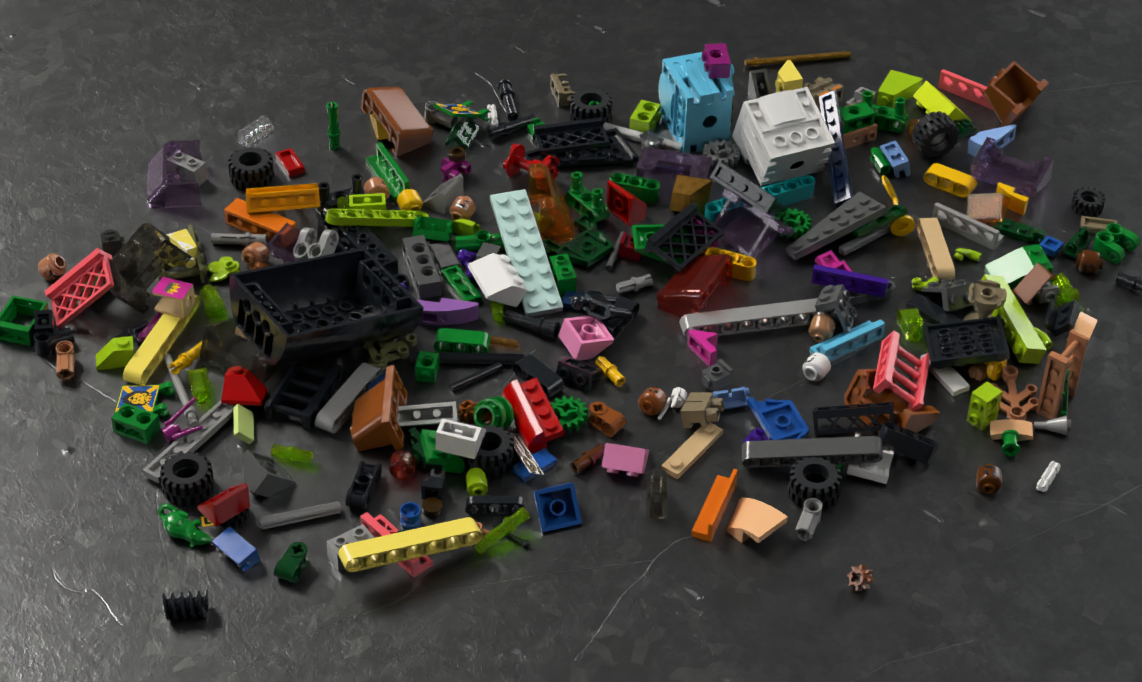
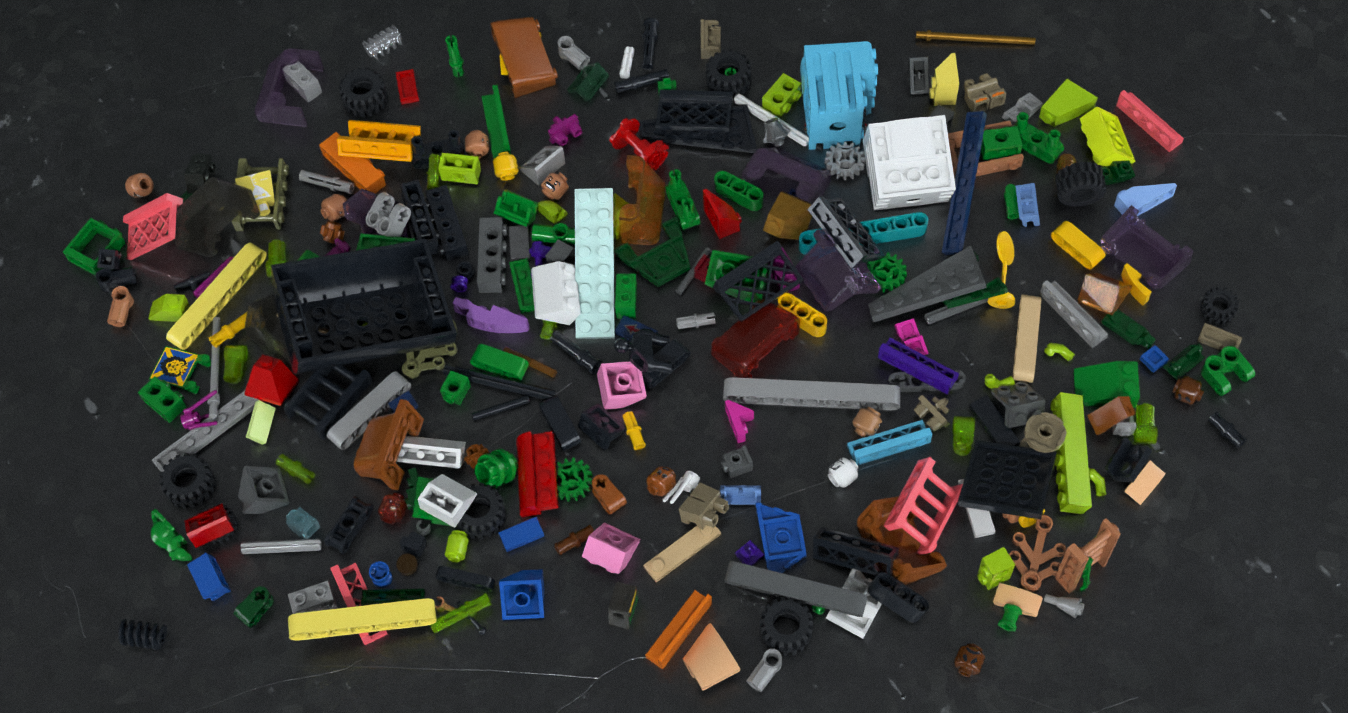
camera: 20 degrees right, 20 degrees up
(174, 297) = (234, 256): piece -> none
(222, 268) = (301, 216): lime plate -> none
(315, 492) = (306, 527): none -> clear light blue brick
(365, 217) = (463, 182): lime beam -> none
(457, 154) = (568, 116): dark brown tile -> none
(462, 110) = (593, 54): flag -> none
(525, 455) = (512, 521): sticker -> none
(716, 60) = (857, 63): magenta brick -> none
(837, 298) = (891, 398): dark grey bracket -> none
(878, 309) = (925, 407): none -> dark tan hips
(1013, 93) = (1186, 143): dark orange windscreen -> none
(1048, 476) = (1034, 669): white axle -> none

